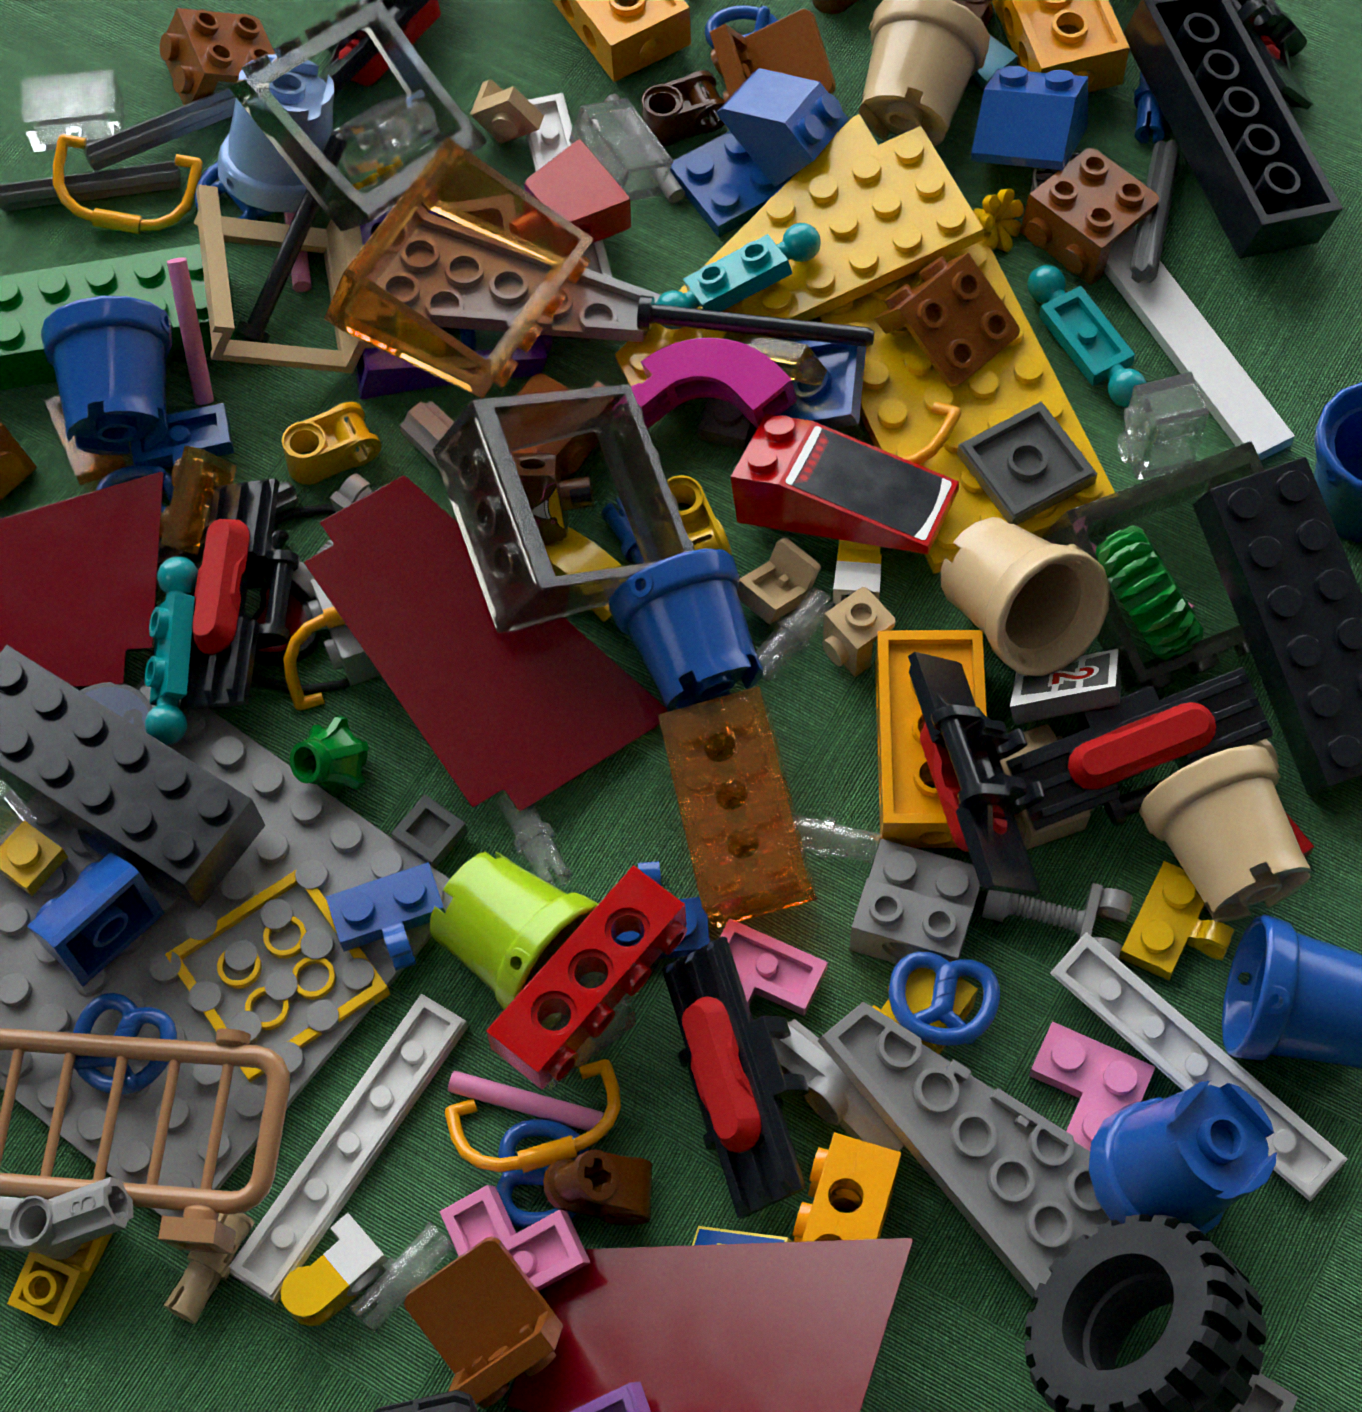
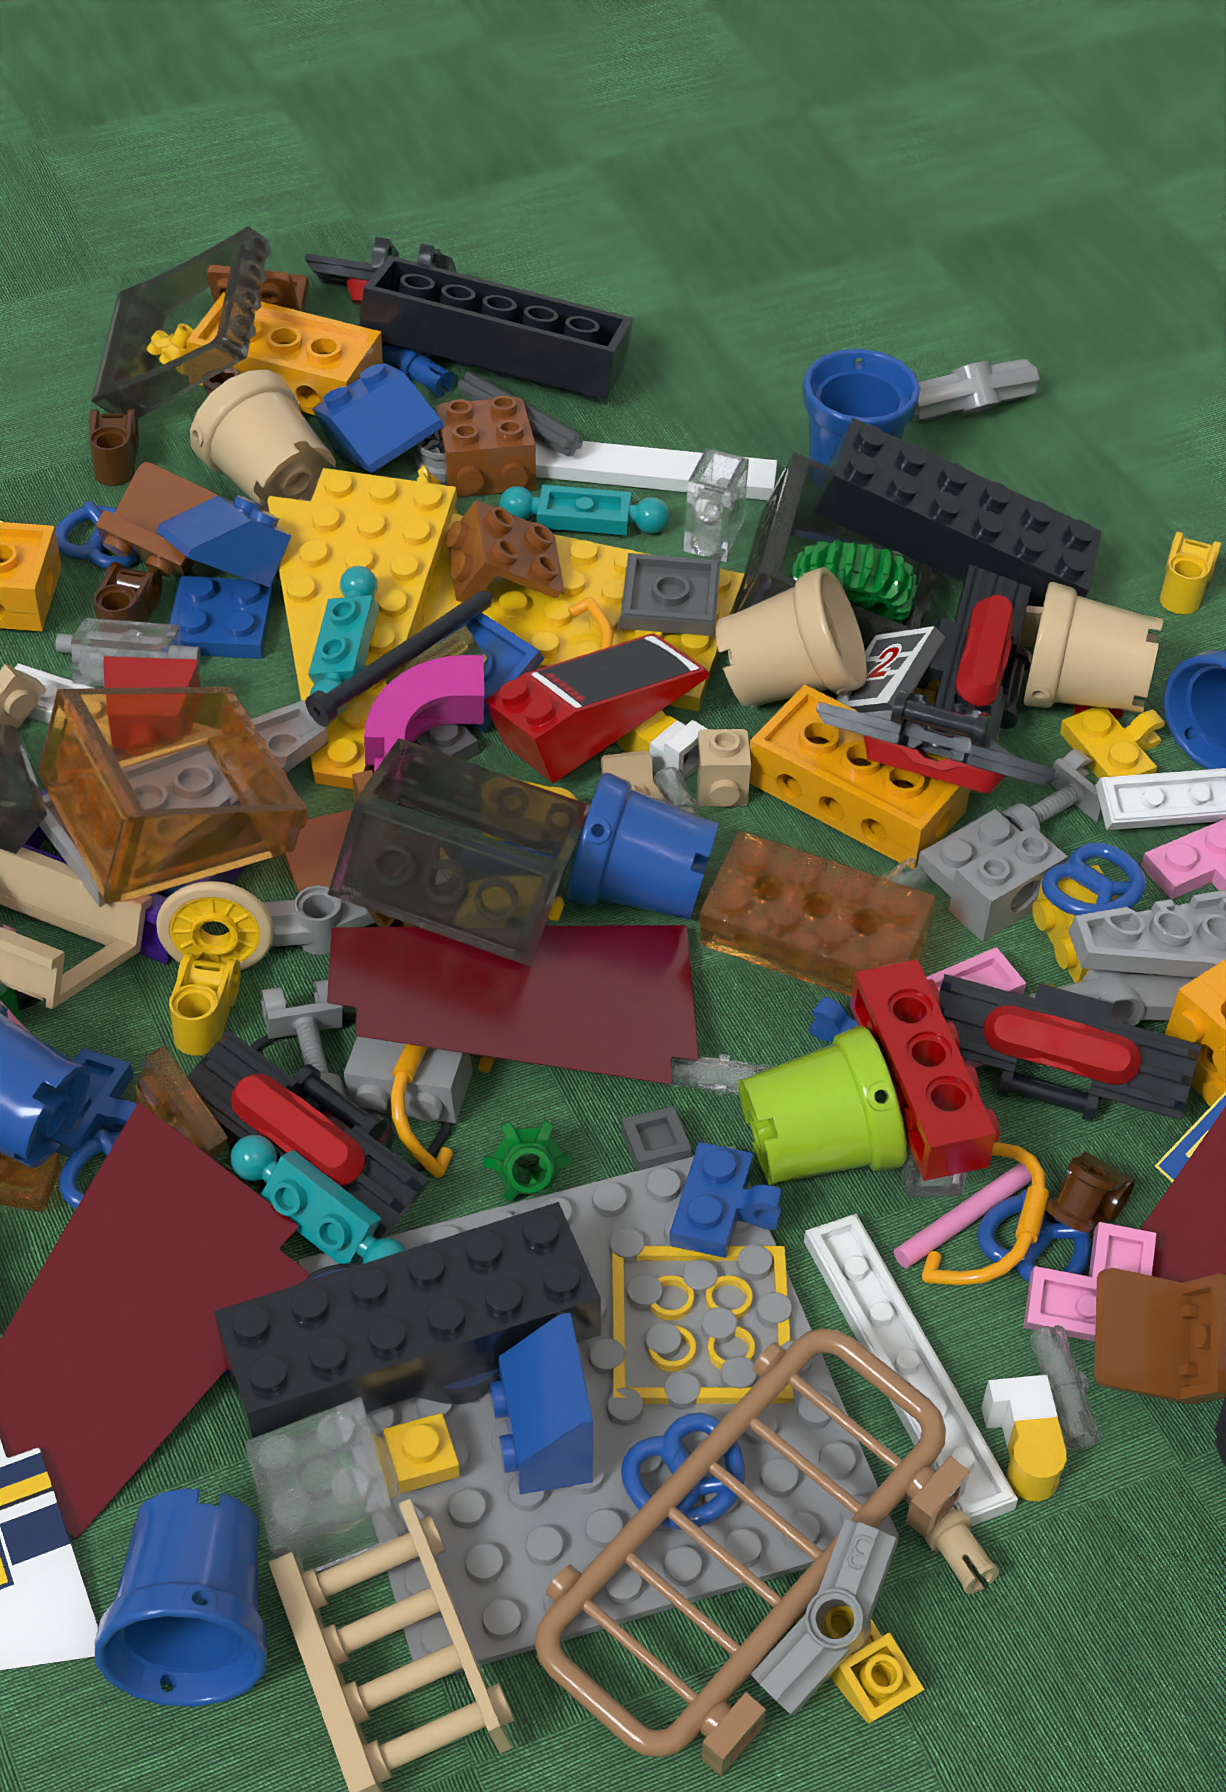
camera: 60 degrees left, 15 degrees down
(383, 403) = (204, 902): none -> wheel

